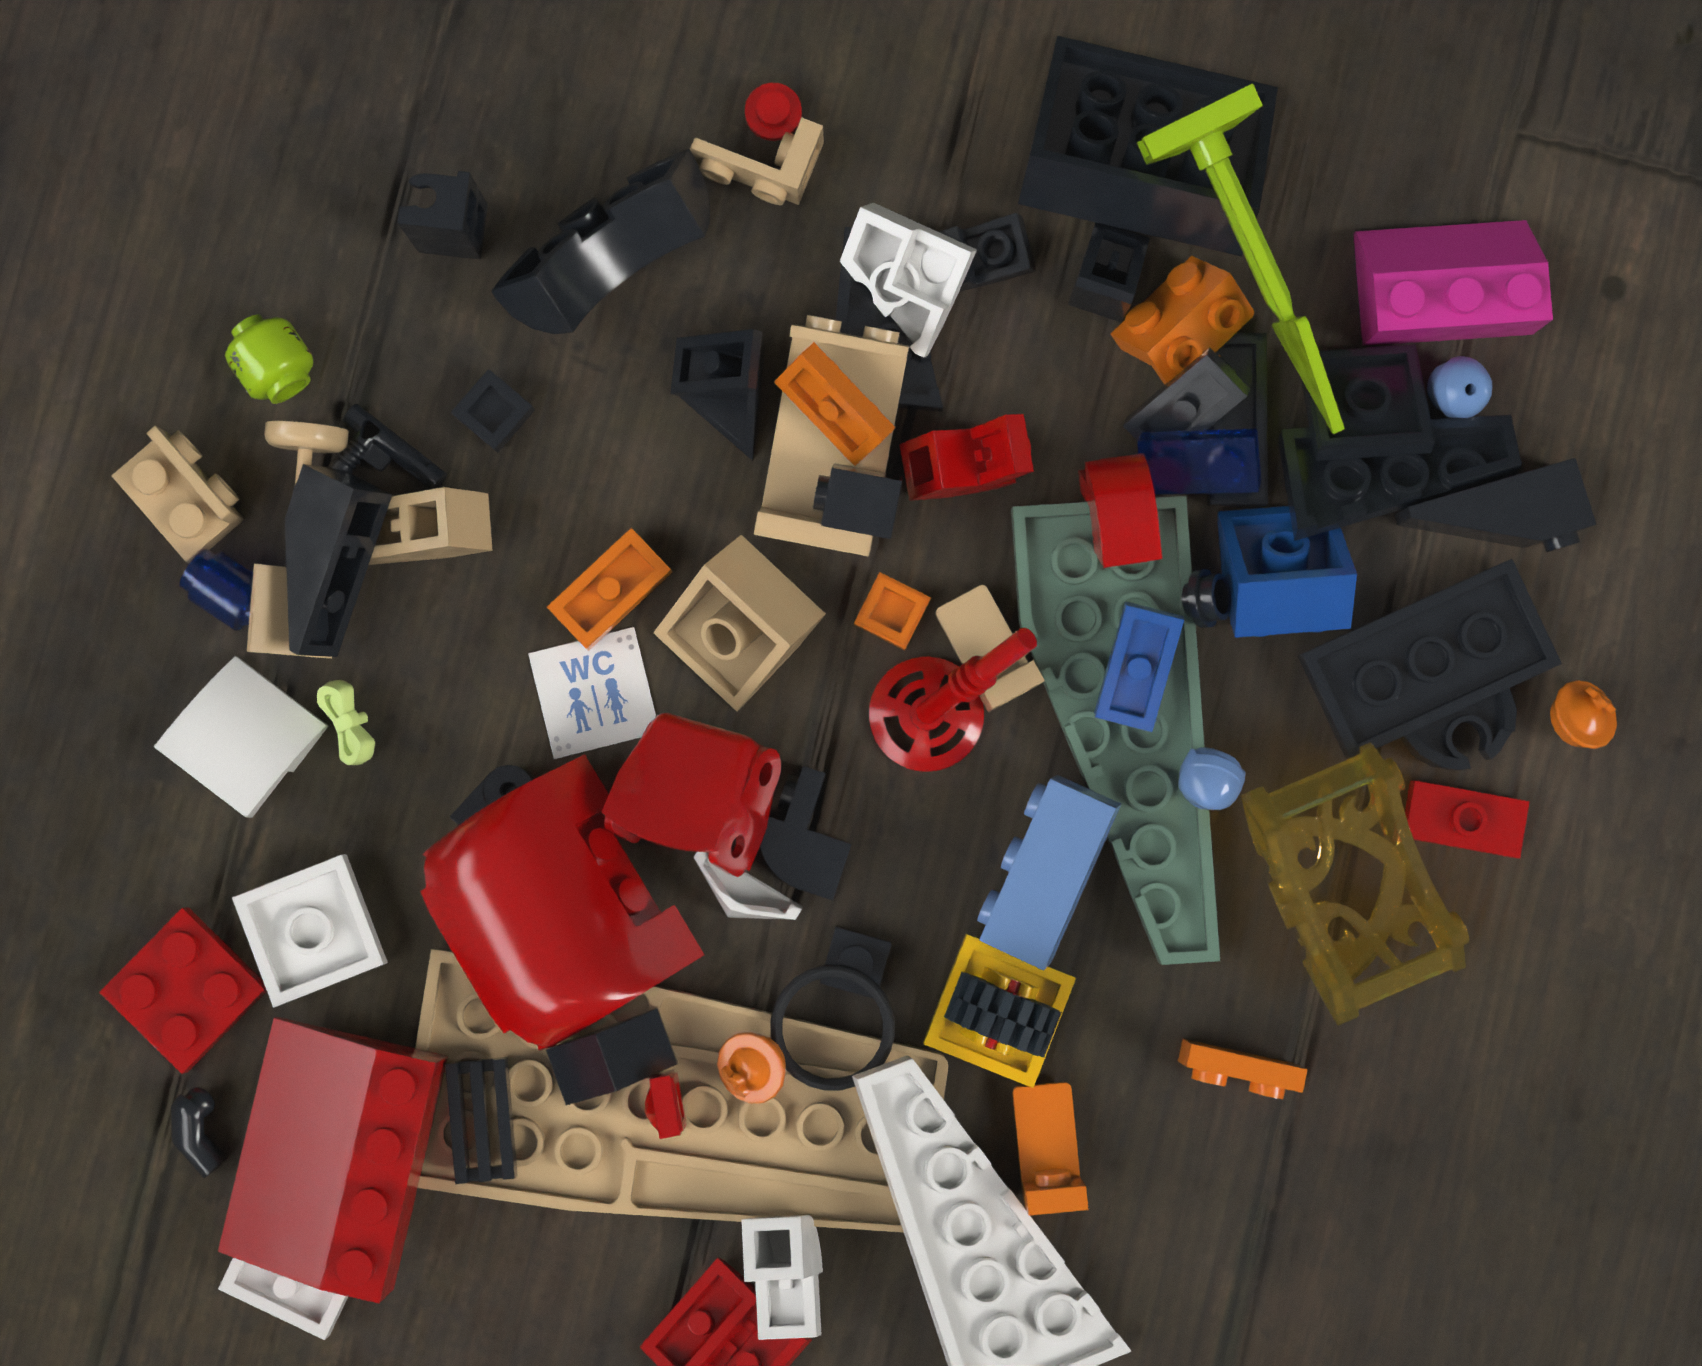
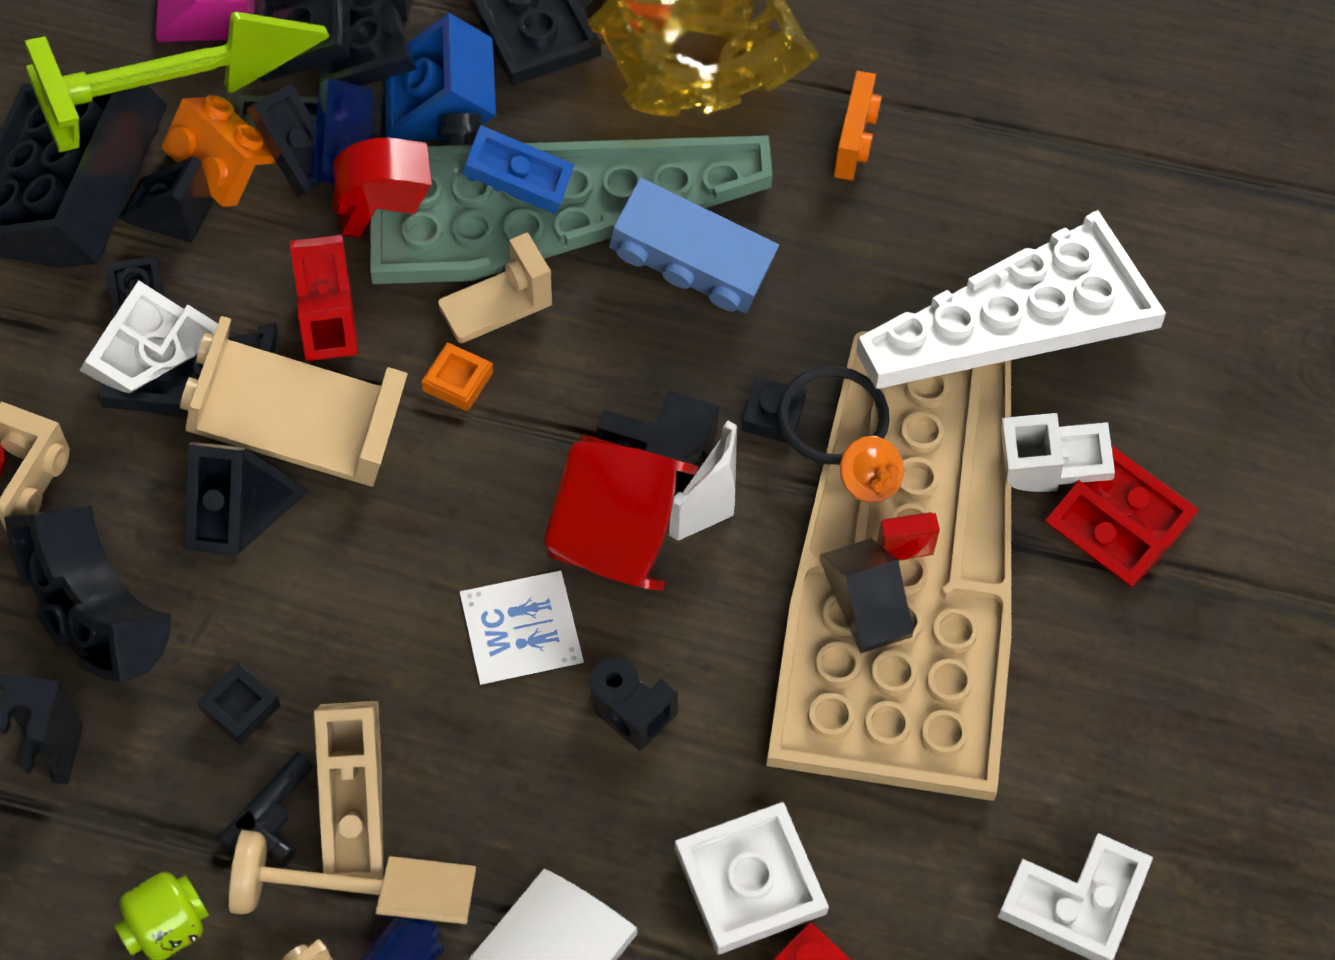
camera: 90 degrees left, 25 degrees down
(328, 551) = (356, 837): black slope -> none
(332, 1158) = (975, 836): red slope -> none
(354, 742) = (562, 837): yellowish green piece -> none
(485, 1170) = (928, 685): black tile -> none
(550, 909) = (733, 641): red piece -> none
(609, 589) = (423, 602): orange plate -> none
(738, 622) = (462, 491): tan slope -> none
(834, 404) = (265, 390): orange plate -> none
(858, 500) = (356, 374): black brick -> none
(938, 704) = (551, 325): red dish -> none
(999, 1011) = (815, 291): plate -> none
(1048, 1149) = (934, 265): orange bracket -> none
(1210, 778) = (615, 126): medium blue piece -> none

